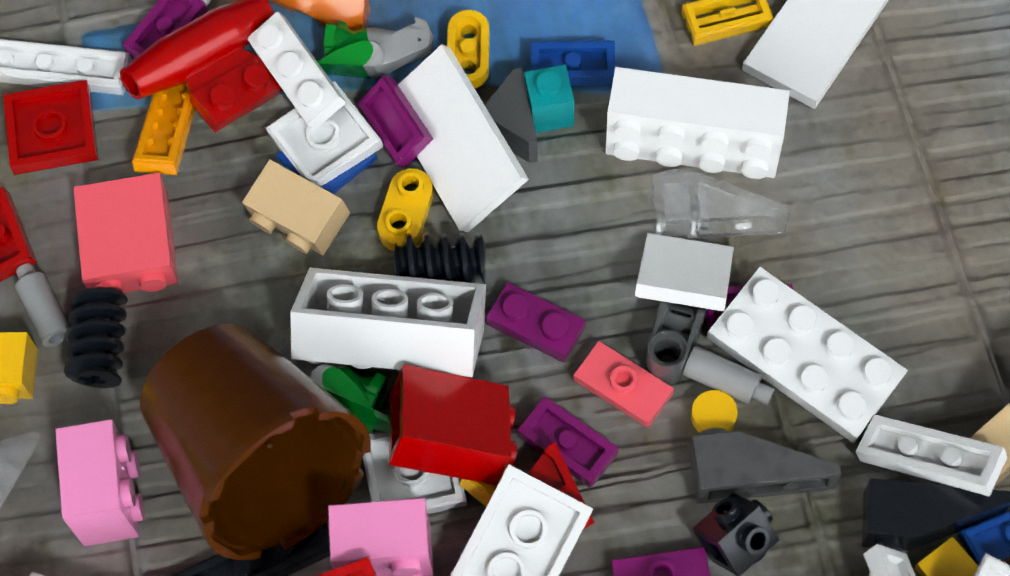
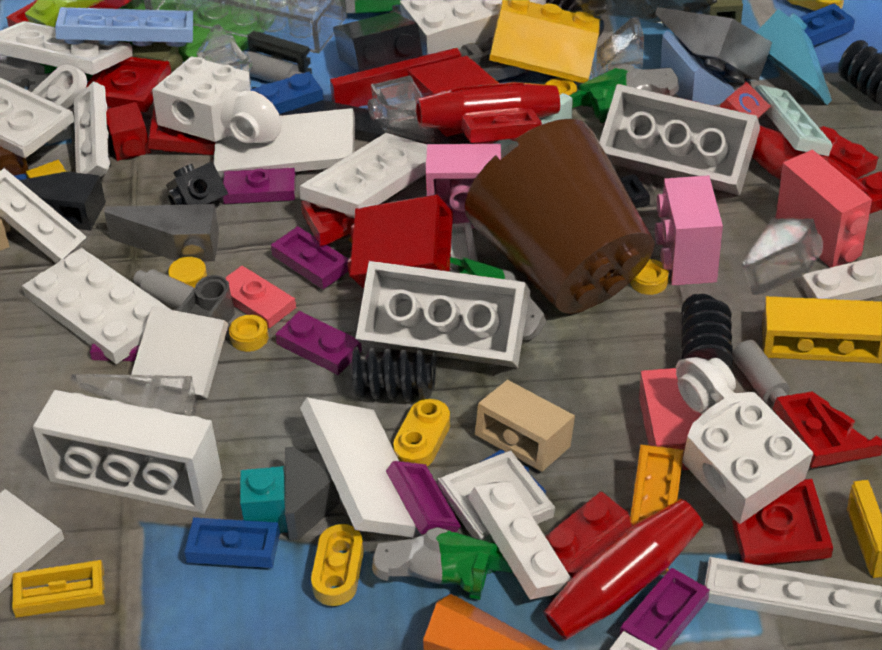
camera: 175 degrees left, 20 degrees down
(76, 153) = (738, 441): none -> white brick
(149, 456) = (651, 279): none -> yellow tile
(619, 330) = (248, 333): none -> yellow tile

